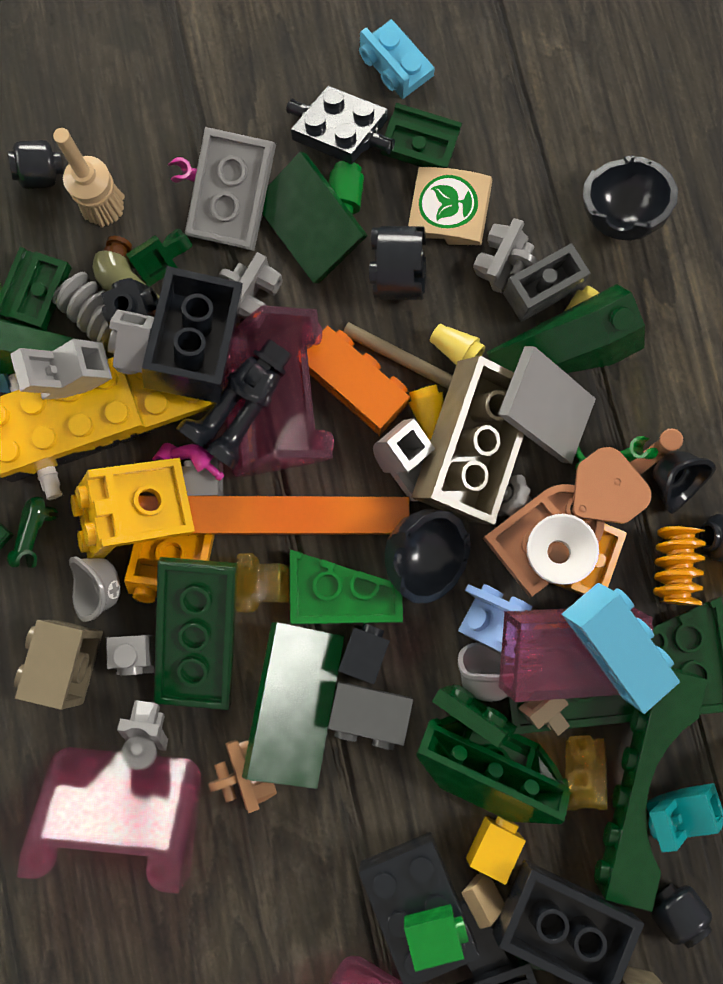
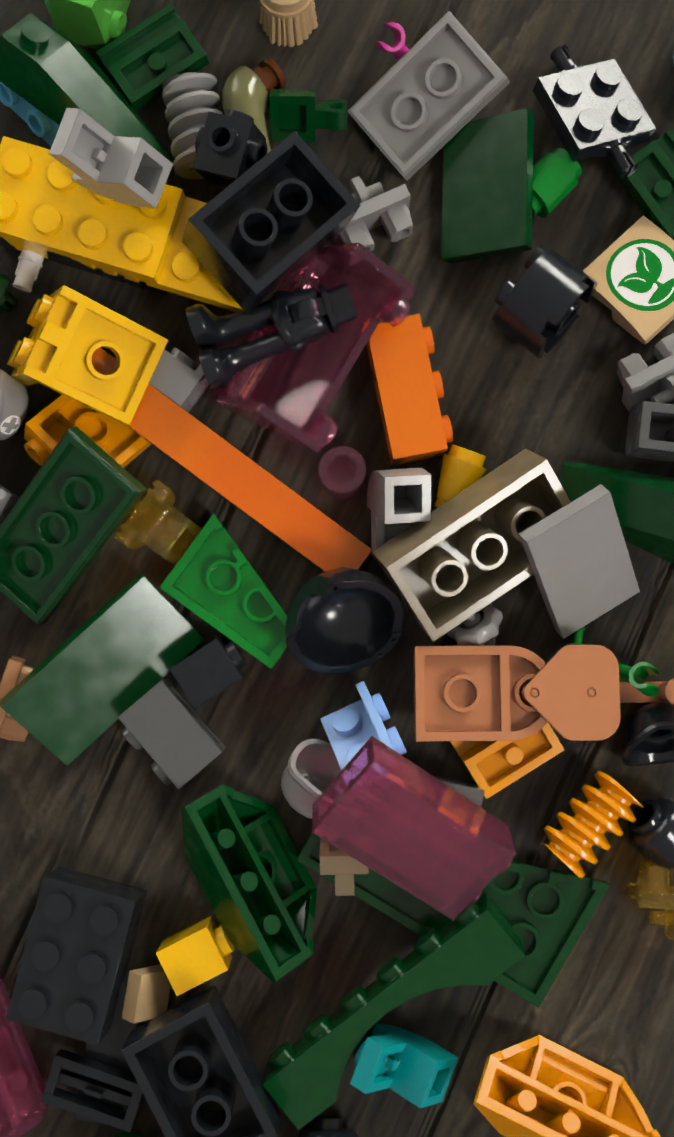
camera: 40 degrees right, 5 degrees up
(129, 340) = (200, 179): light grey brick -> none
(198, 455) = (189, 350): dark pink piece -> none
(354, 461) = (342, 472): none -> clear pink brick
(398, 355) = (471, 396): dark tan bar -> none
(435, 937) = (65, 993): green brick -> none
(456, 344) = (539, 430): light yellow cone -> none
(474, 714) = (270, 813): dark green plate -> none
(575, 536) = (504, 725): white piece -> none
(586, 772) = (338, 952): clear yellow hips -> none
(622, 646) = (460, 859): medium azure brick -> none

